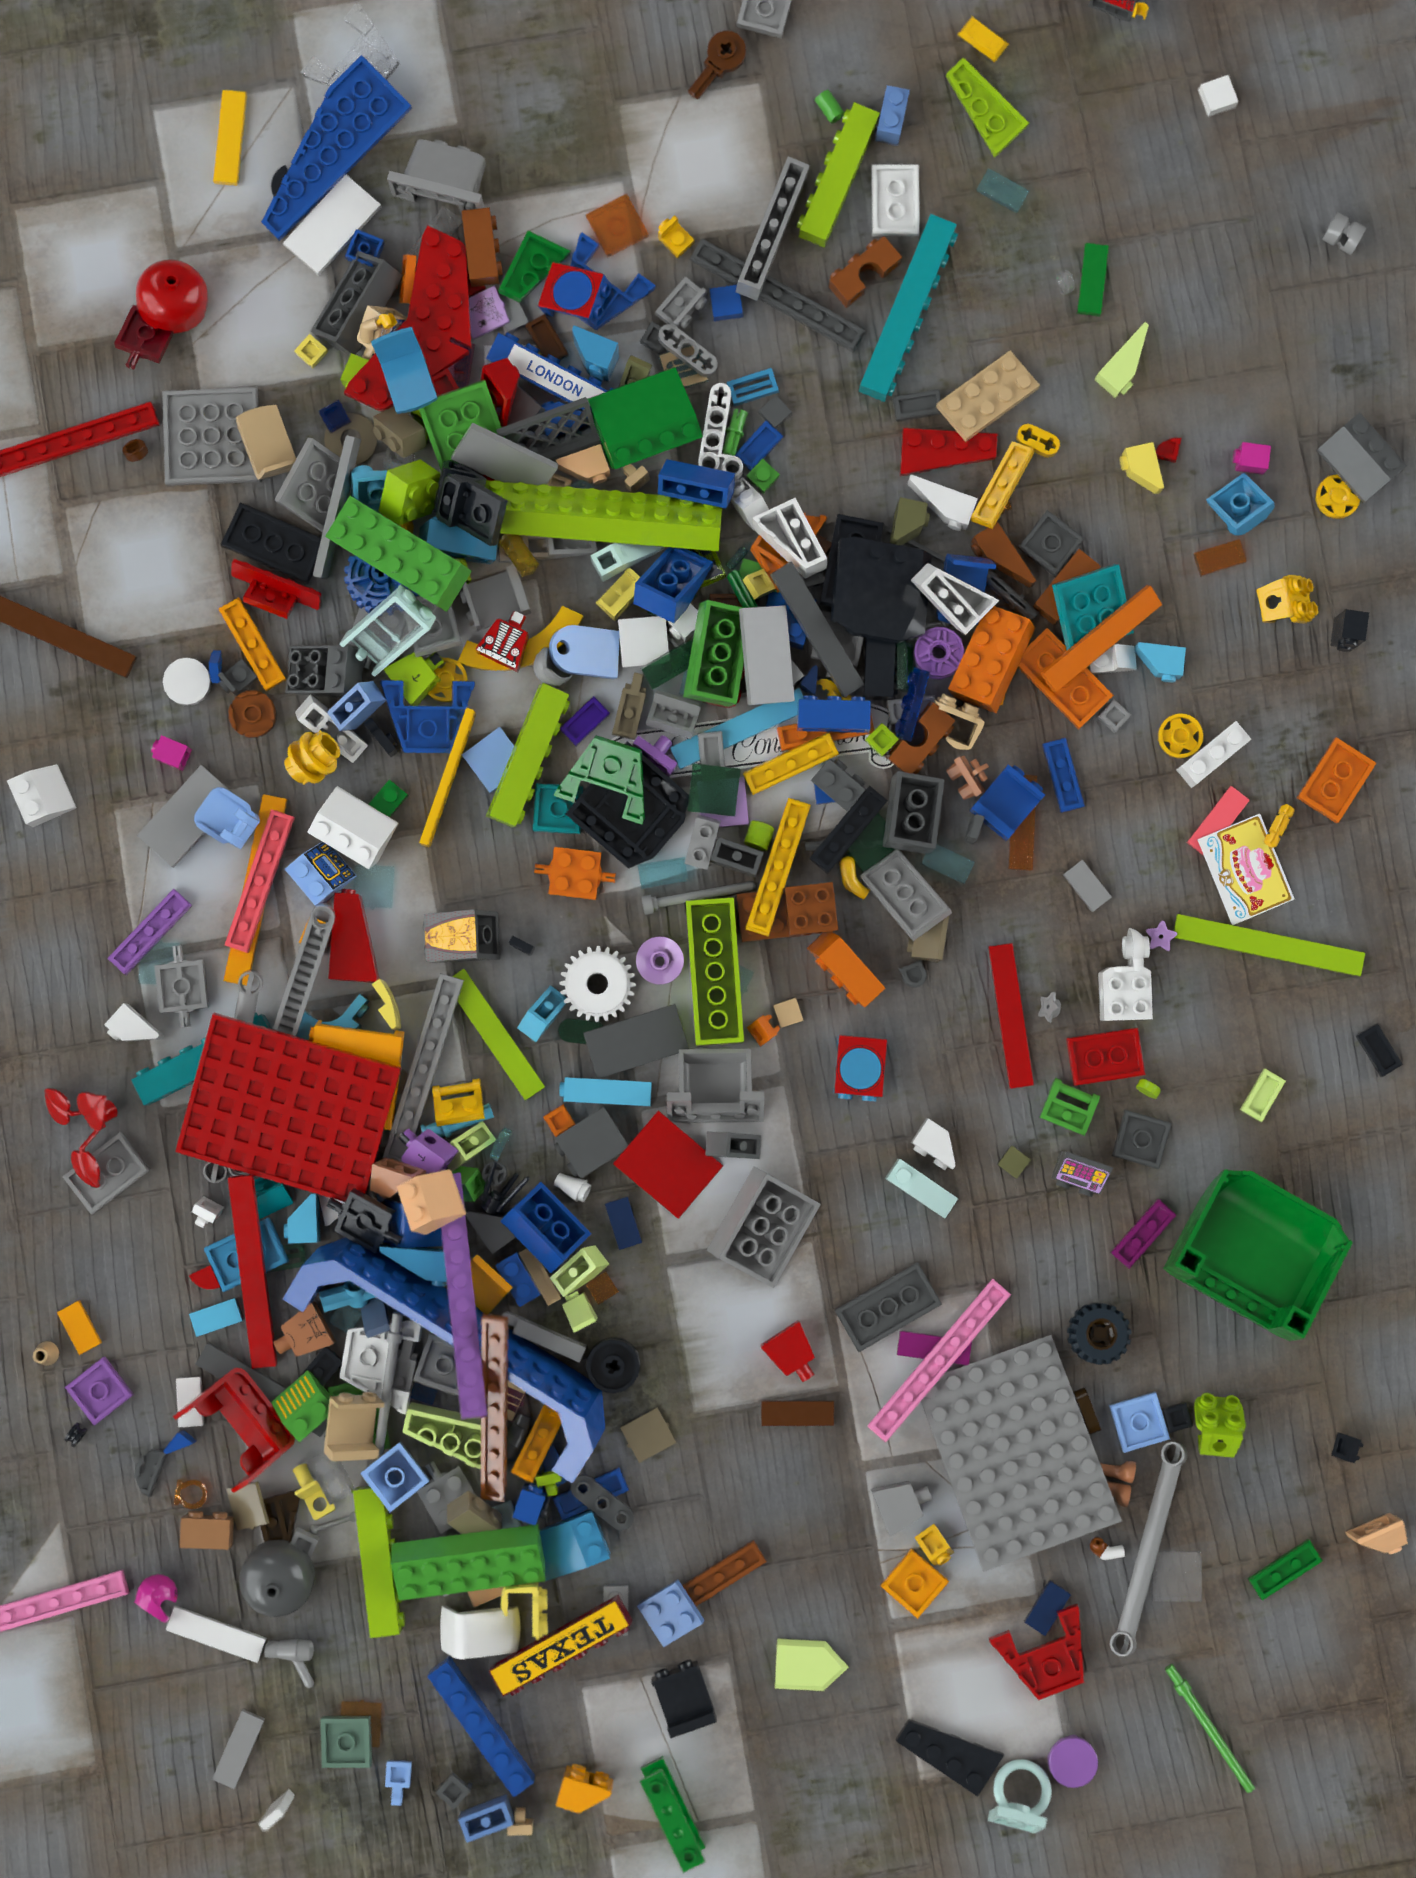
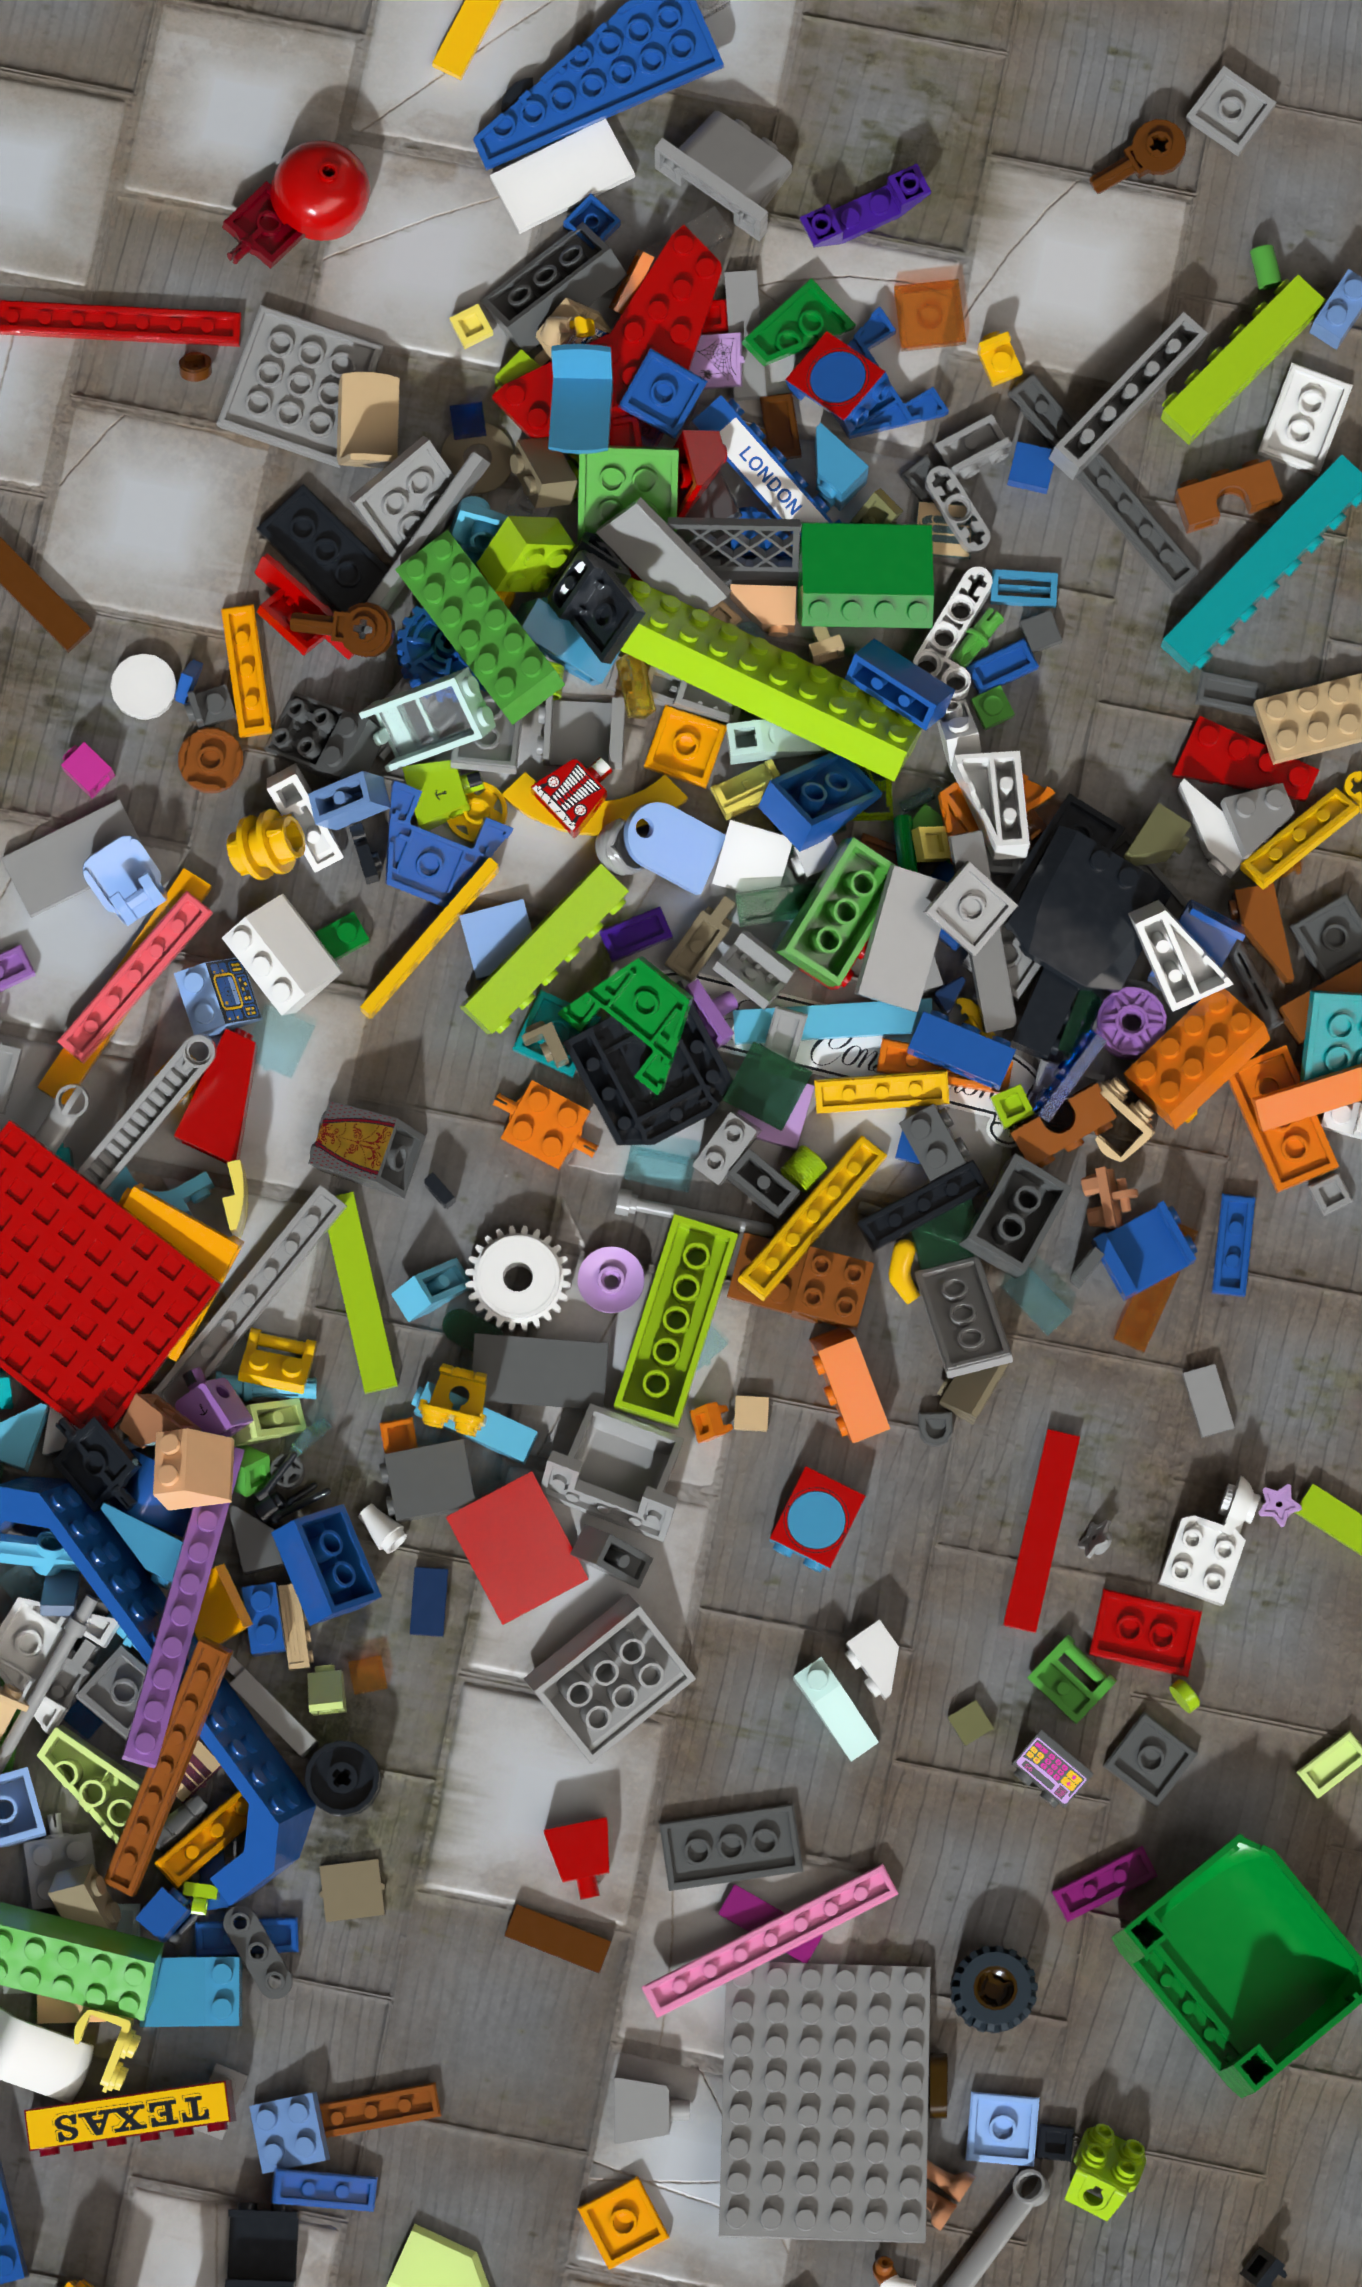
camera: 25 degrees right, 5 degrees down
(309, 589) = (347, 627): none -> reddish brown piece
(459, 347) = (662, 393): none -> blue tile
(481, 247) = (742, 277): dark orange brick -> none
(548, 170) = (868, 212): none -> dark purple slope
(559, 819) = (552, 1047): none -> dark tan bracket
(568, 581) = (685, 746): none -> light orange tile
(579, 1270) = (348, 1638): yellowish green slope -> none
(580, 1093) = (439, 1410): none -> yellow piece
(708, 1641) = (324, 2189): none -> blue tile
(804, 617) = (970, 908): none -> light grey plate
(934, 1545) = (669, 2183): yellow bracket -> none
(968, 481) = (1256, 816): none -> light grey wing

